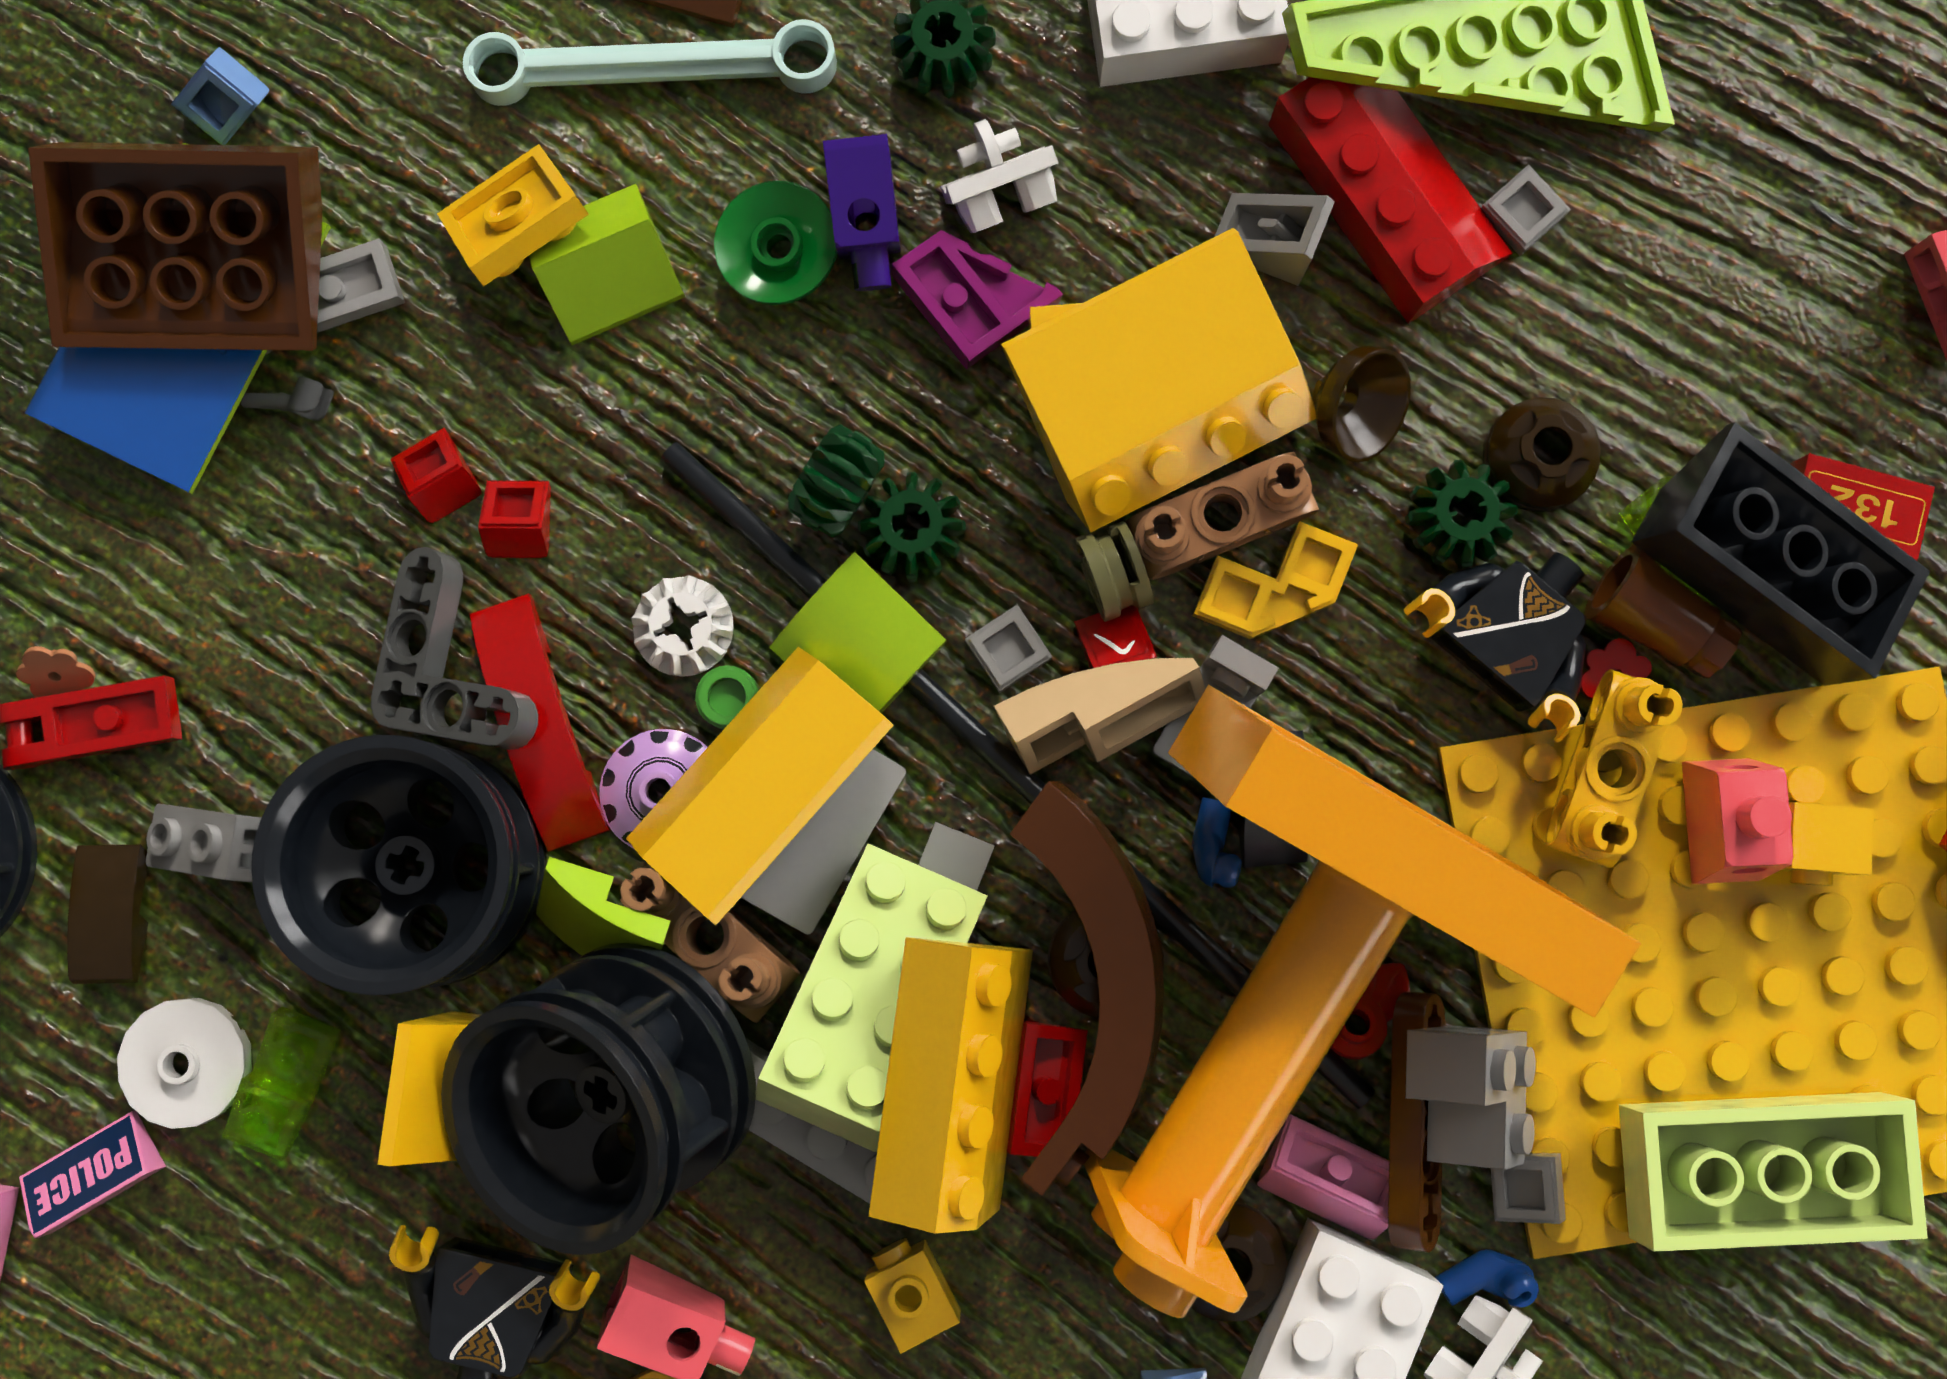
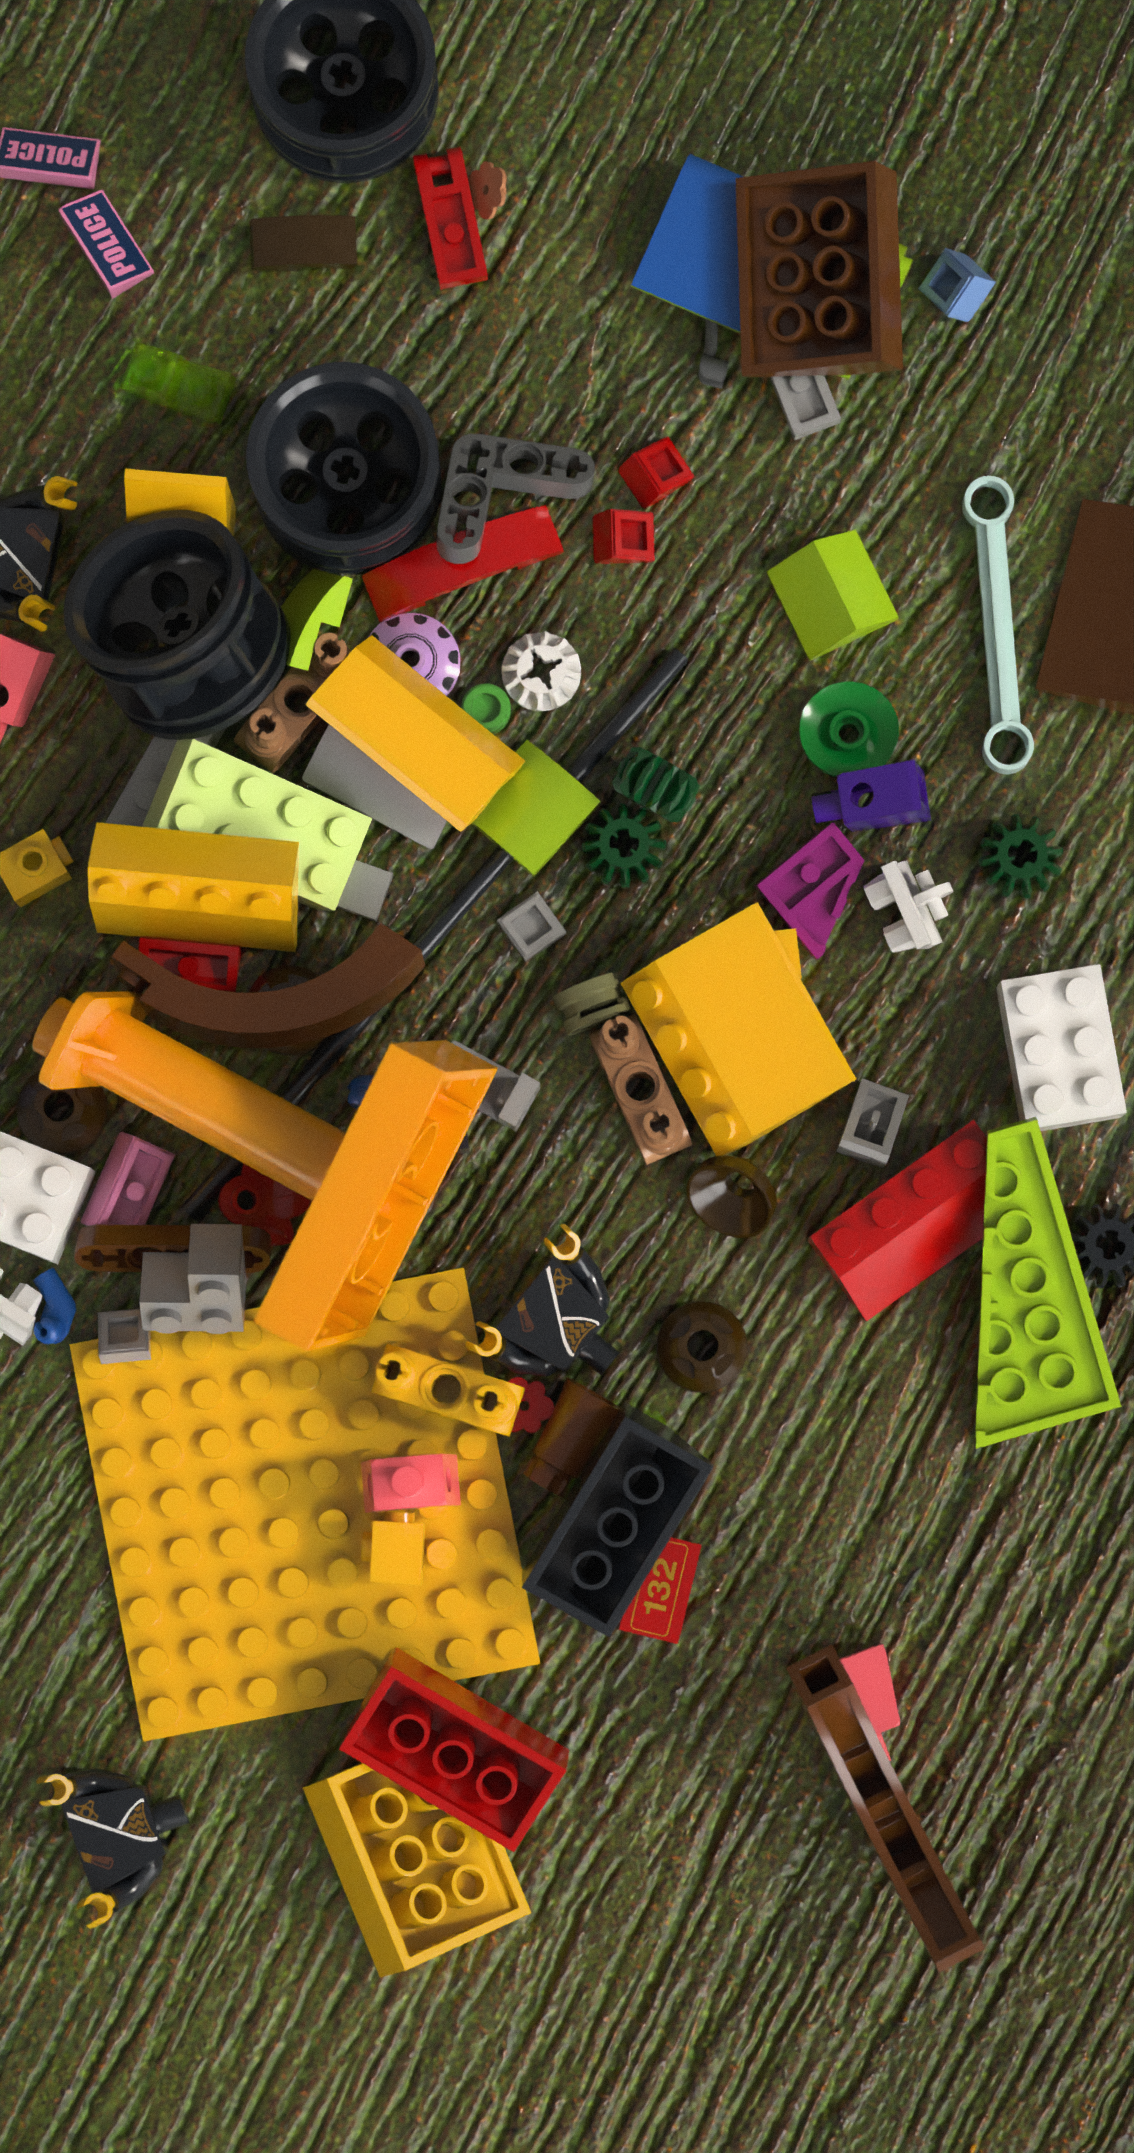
camera: 85 degrees right, 0 degrees up
(202, 842) = (359, 317): light grey bracket -> none
(216, 1058) = (195, 333): white plate -> none
(512, 215) = (861, 521): yellow plate -> none
(1099, 708) = (482, 992): tan slope -> none
(1115, 640) = (536, 1009): red slope -> none
(1257, 603) = (590, 1158): yellow tile -> none
(1484, 507) = (663, 1273): dark green gear -> none
(1524, 210) = (902, 1331): light grey tile -> none
(1772, 1171) = (143, 1506): yellowish green brick -> none

